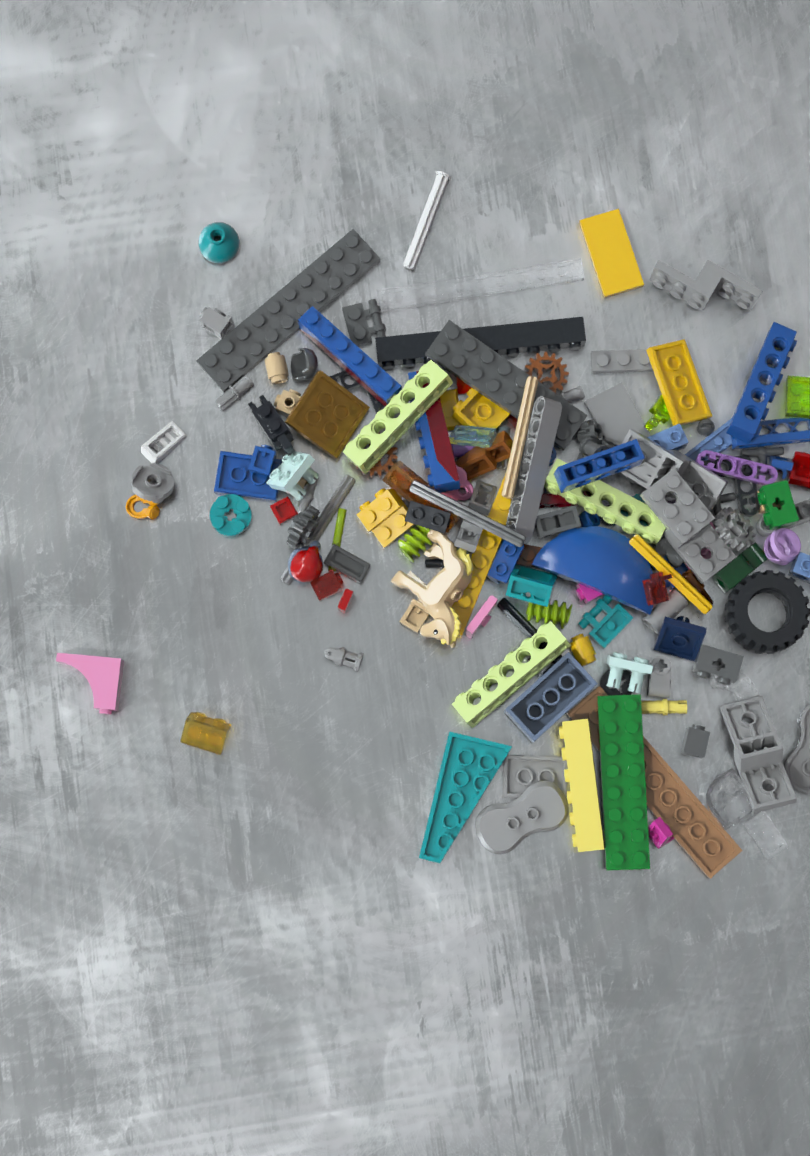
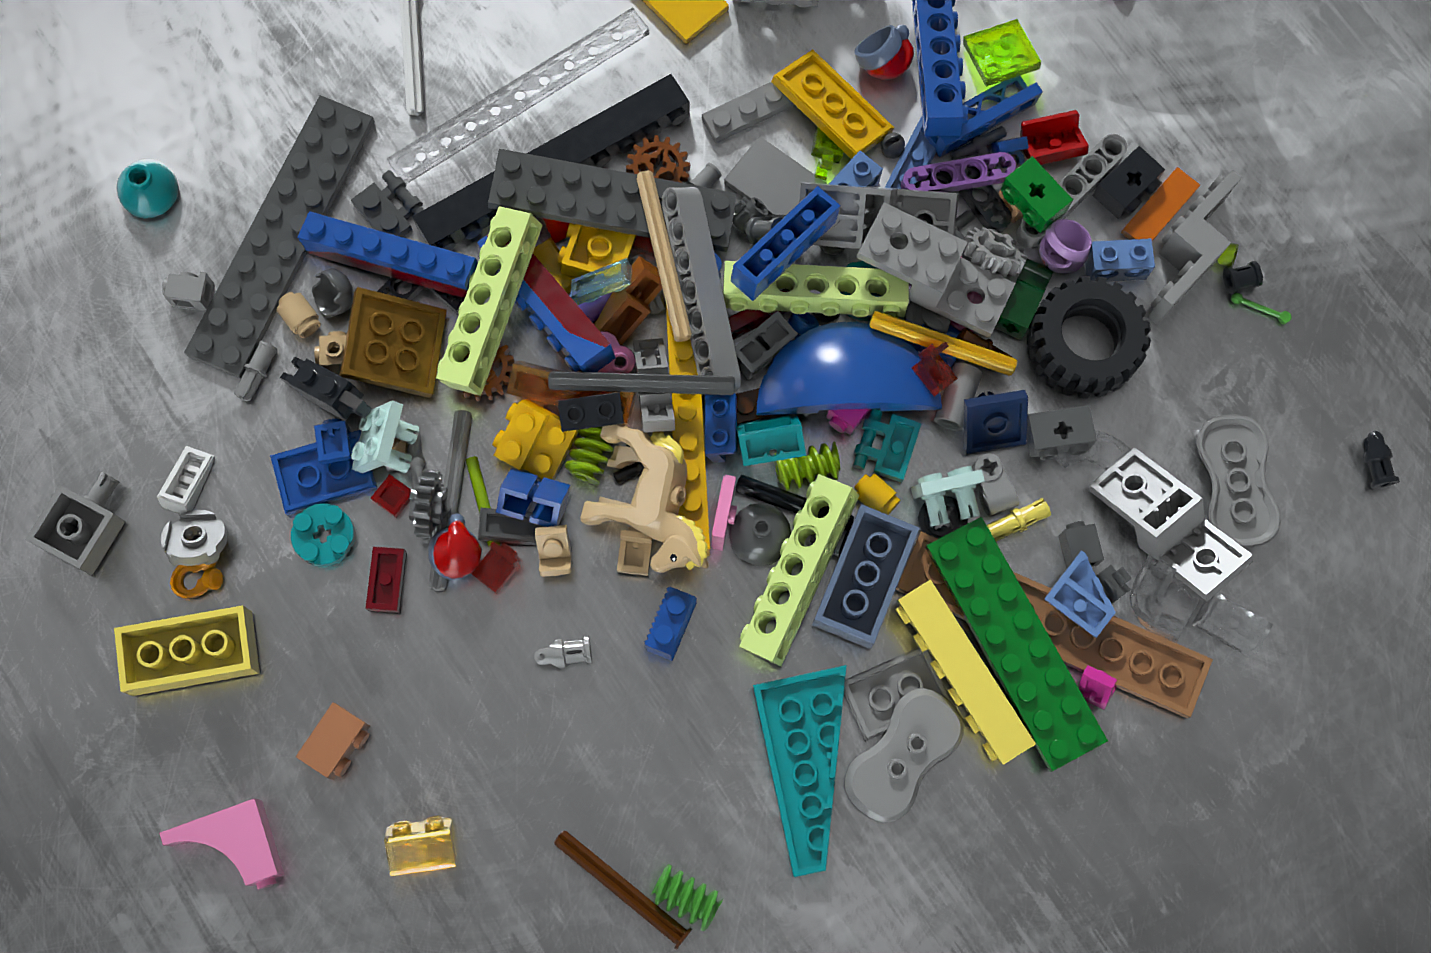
camera: 30 degrees left, 5 degrees down
(95, 437) = (70, 511): none -> light grey brick
(119, 550) = (186, 650): none -> light yellow brick
(181, 646) = (334, 742): none -> nougat brick
(256, 561) = (385, 579): none -> dark red plate
(313, 815) = (622, 888): none -> reddish brown axle
(345, 600) = (531, 576): red tile -> none
(348, 839) = (686, 897): none -> bright green piece
(365, 543) = (522, 489): none -> blue piece
(366, 591) = (553, 550): none -> tan bracket
(416, 670) = (670, 623): none -> blue brick
(498, 639) = (759, 534): none -> dark grey cylinder
(678, 773) = (1082, 596): none -> medium blue wing
(702, 774) = (1114, 582): none -> dark grey gear
(730, 364) = (886, 52): none -> sand blue piece

